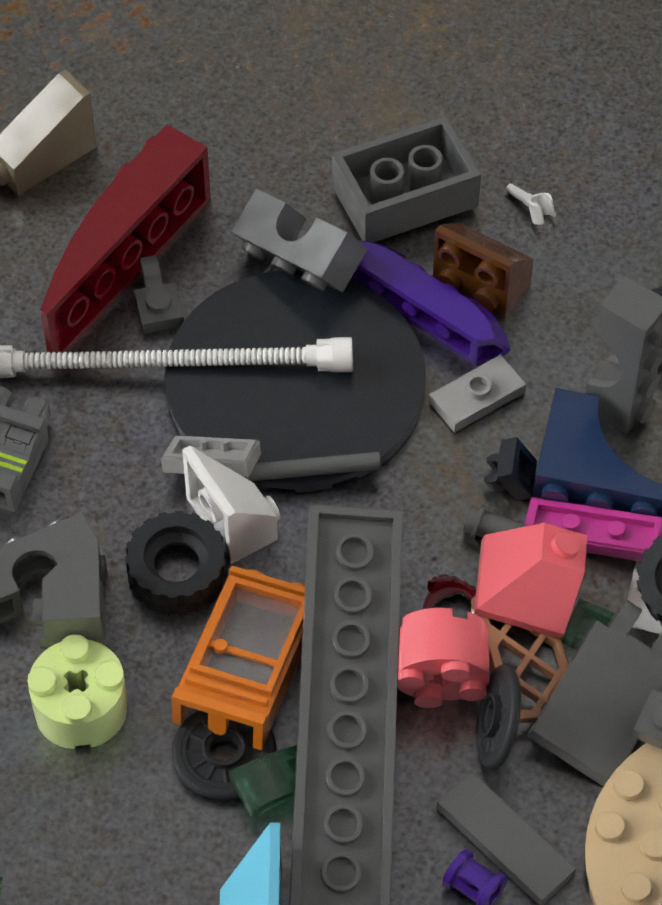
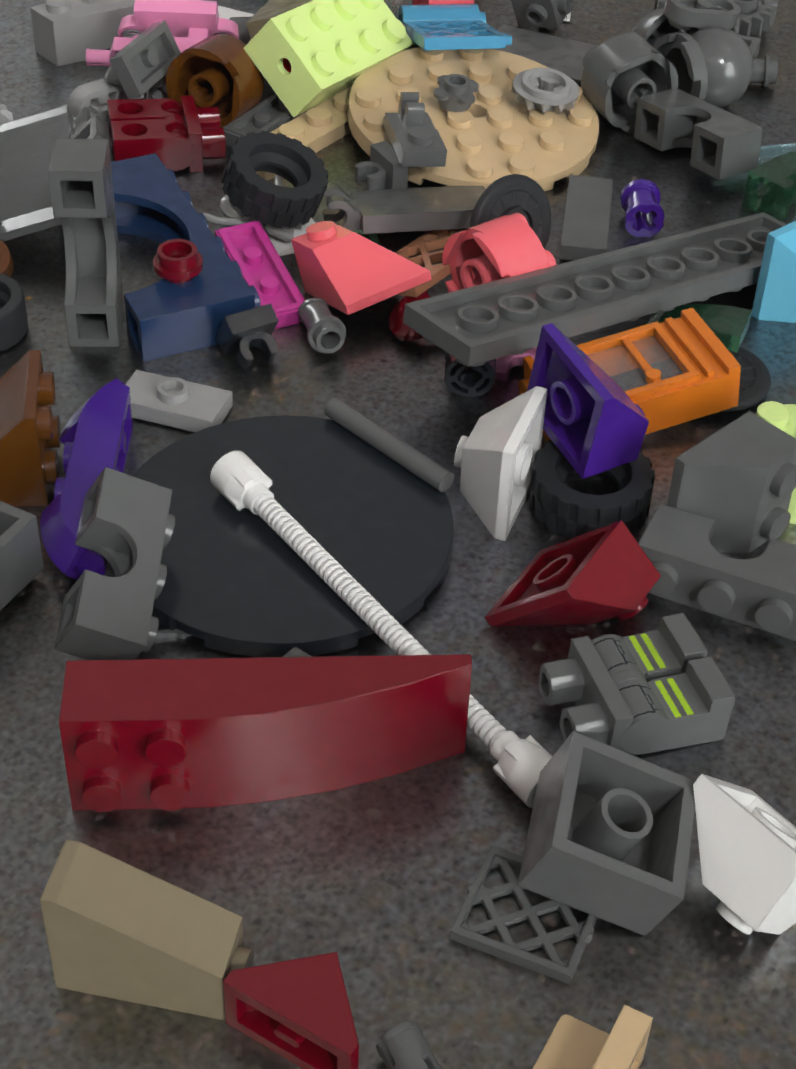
camera: 130 degrees left, 15 degrees down
(95, 473) = (580, 582): none -> dark red slope
(200, 537) = (584, 407): none -> dark purple slope
(235, 454) = (463, 501): light grey plate -> none
(603, 425) = (177, 260): none -> dark red plate

